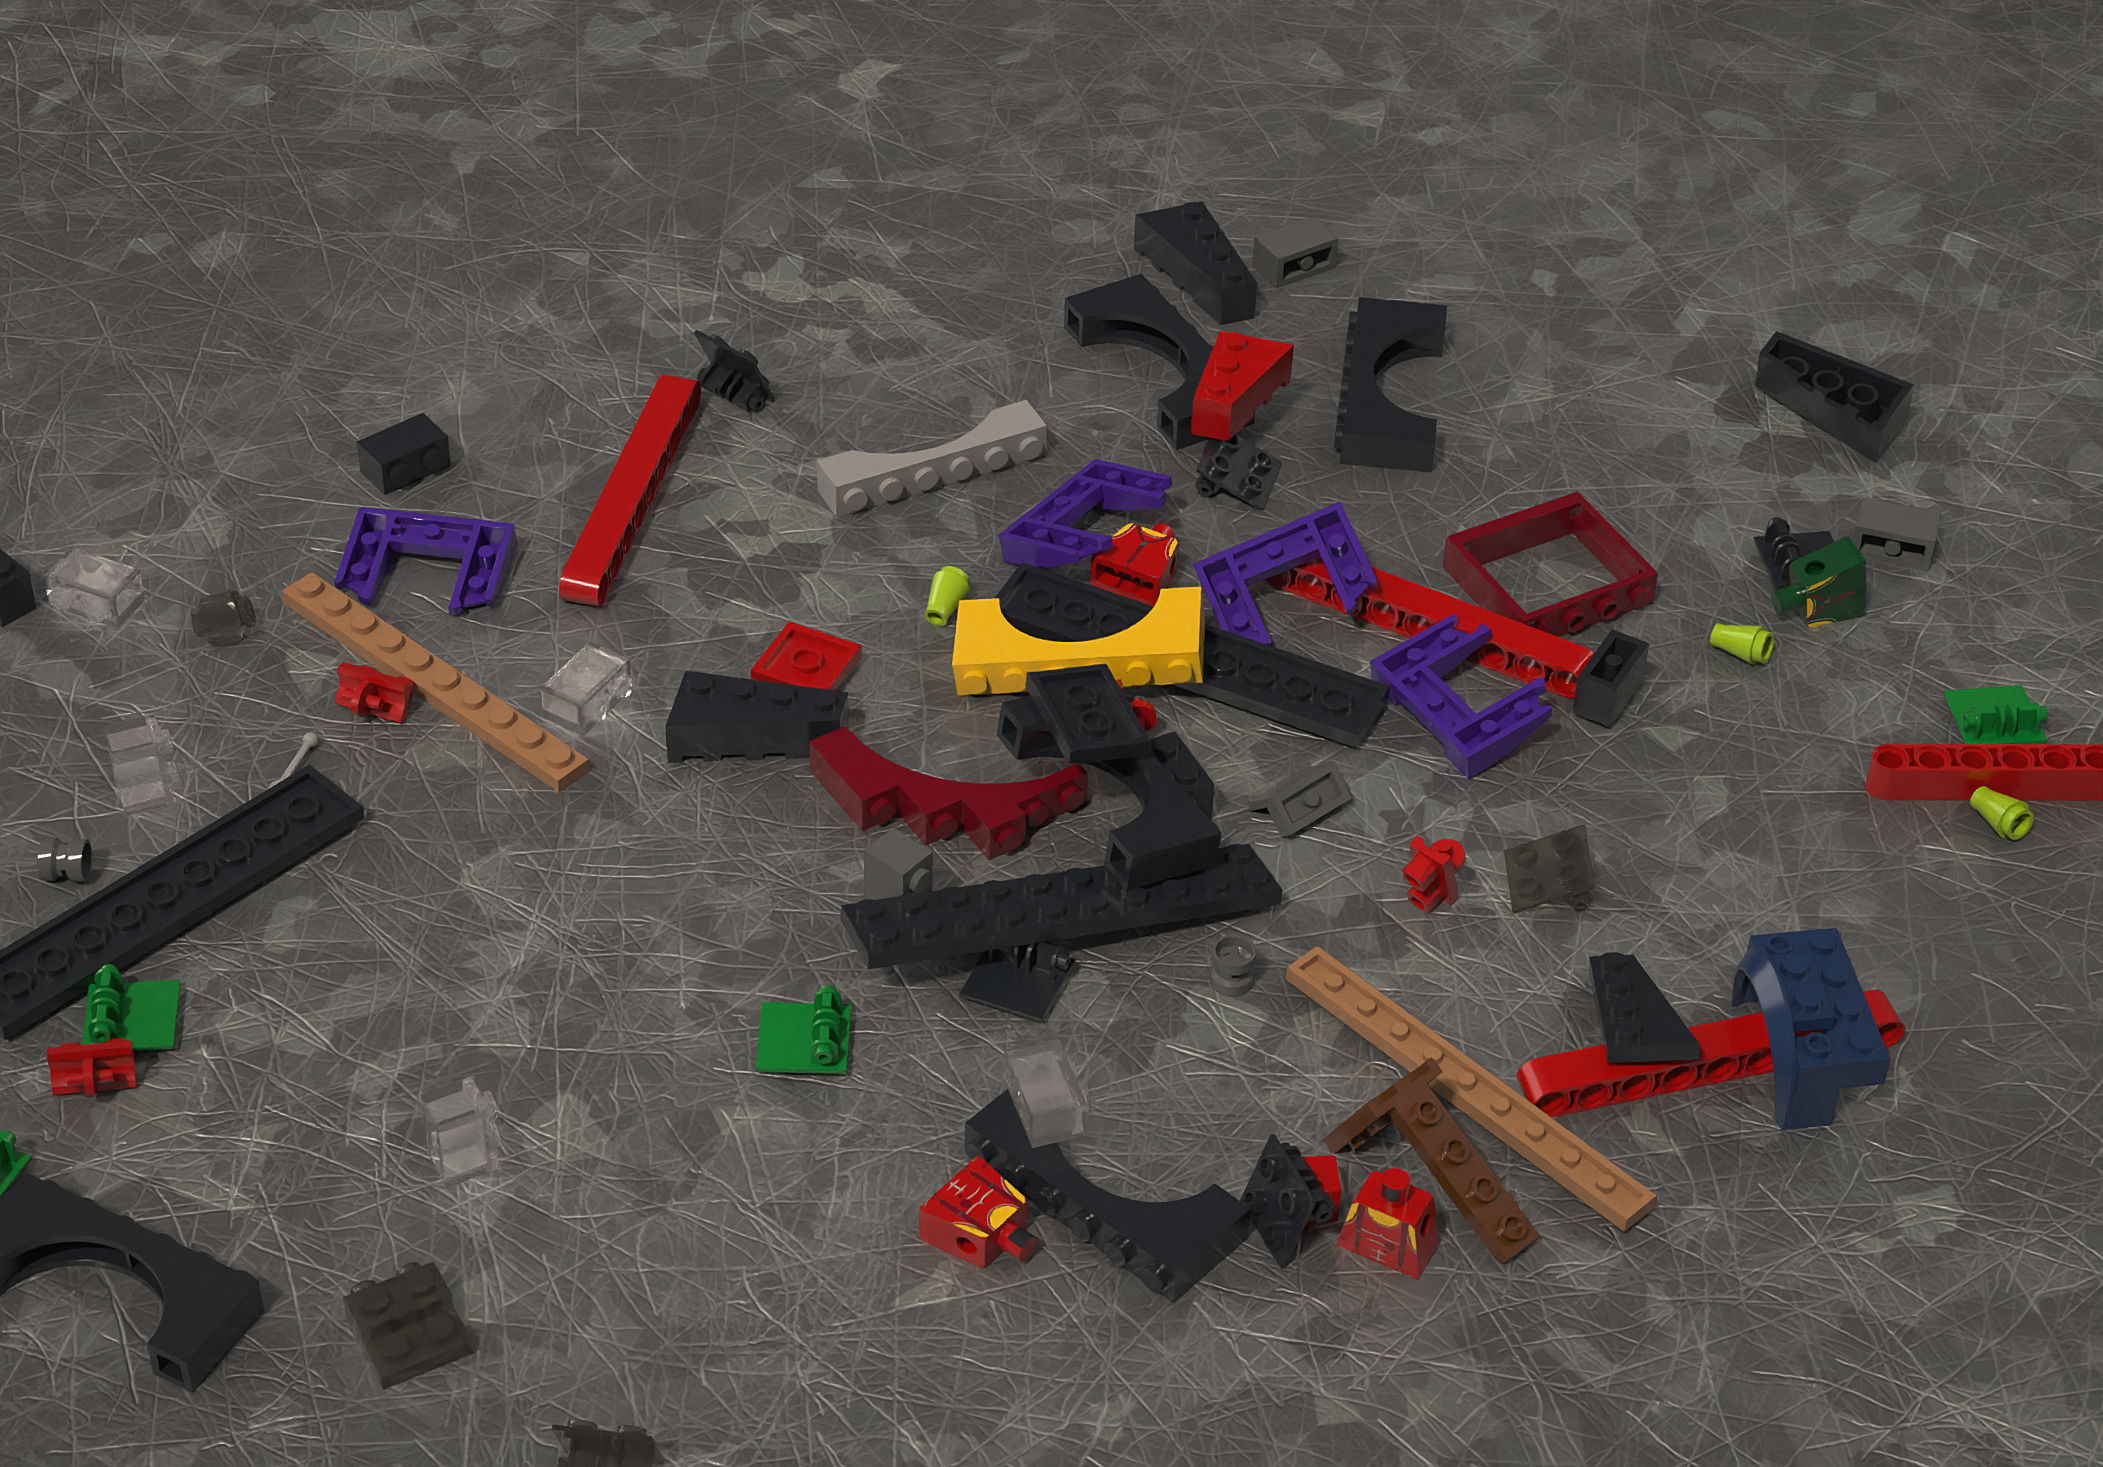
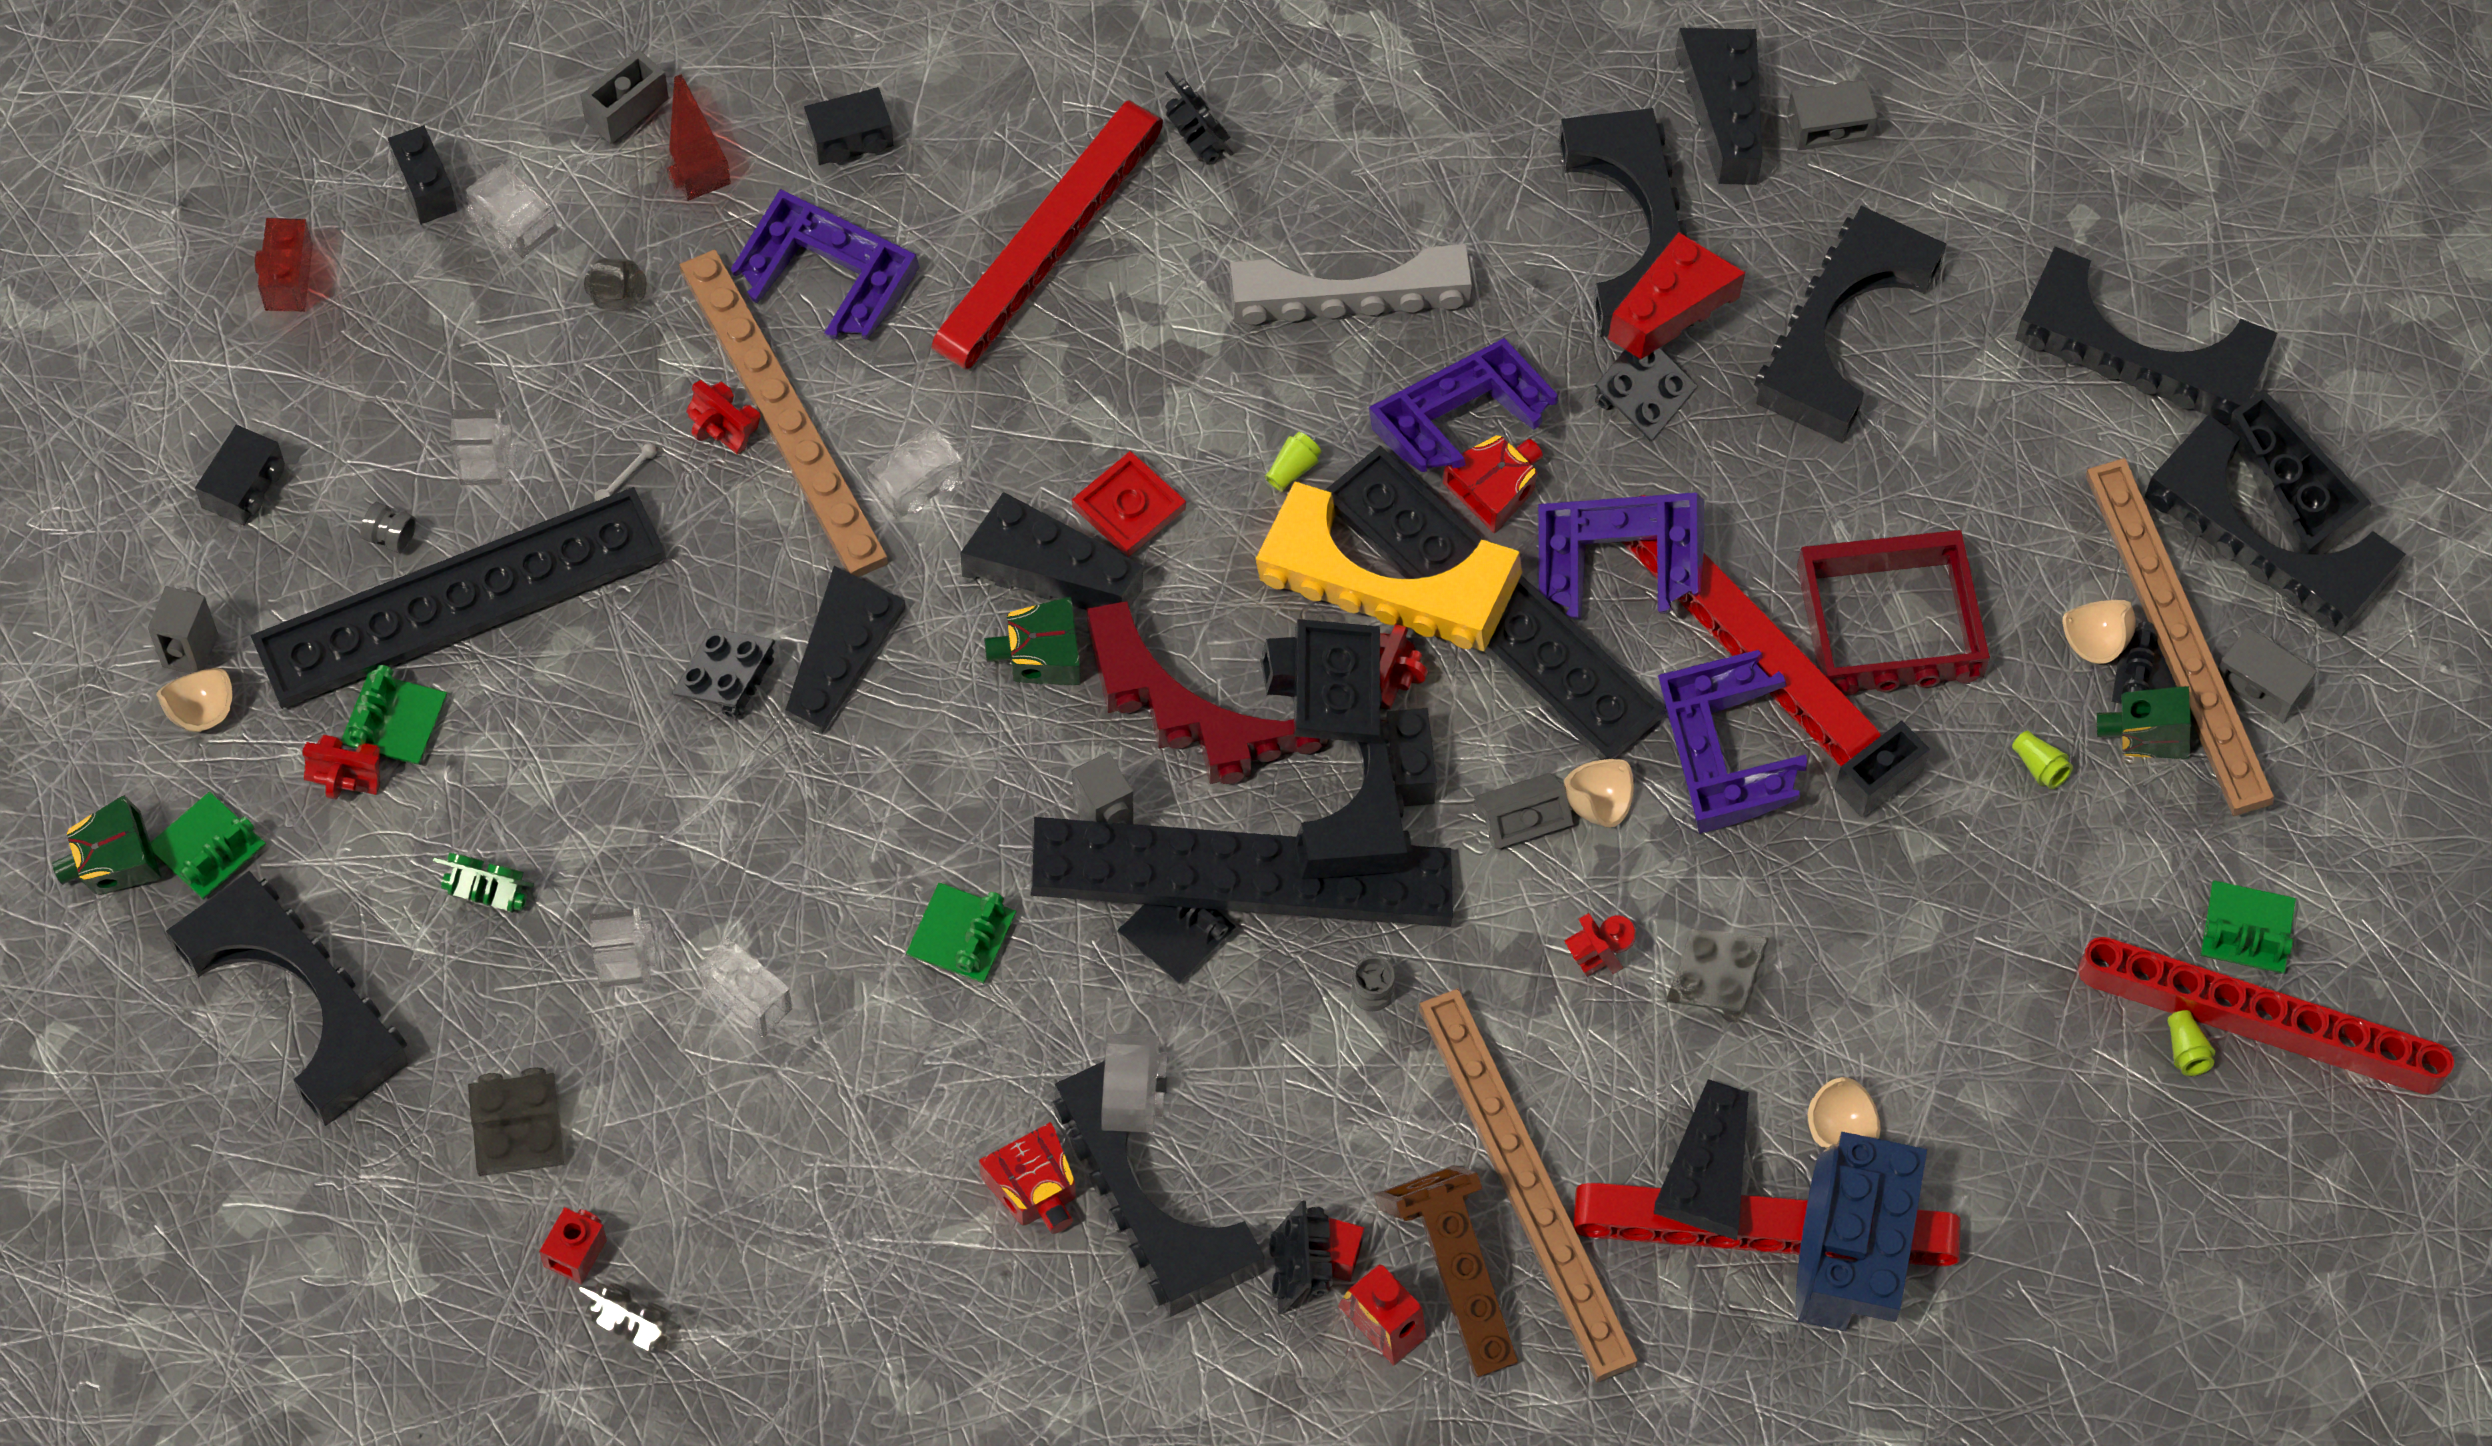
camera: 20 degrees right, 20 degrees up
(175, 476) = (624, 96): none -> dark grey brick
(262, 504) = (694, 152): none -> clear red slope
(304, 1105) = (469, 878): none -> green hinge
(467, 885) = (726, 670): none -> black hinge
(517, 1414) = (573, 1244): none -> red brick
(574, 843) = (841, 645): none -> black wing
(604, 1135) = (745, 987): none -> clear brick
(774, 788) = (1039, 644): none -> dark green torso
(1366, 762) = (1601, 791): none -> tan helmet
(1578, 341) = (2068, 325): none -> black arch
(1722, 942) = (1842, 1107): none -> tan helmet
(1738, 537) = (2100, 629): none -> tan helmet
(1807, 522) = (2180, 637): none -> medium nougat plate
(1905, 462) = (2326, 586): none -> black arch

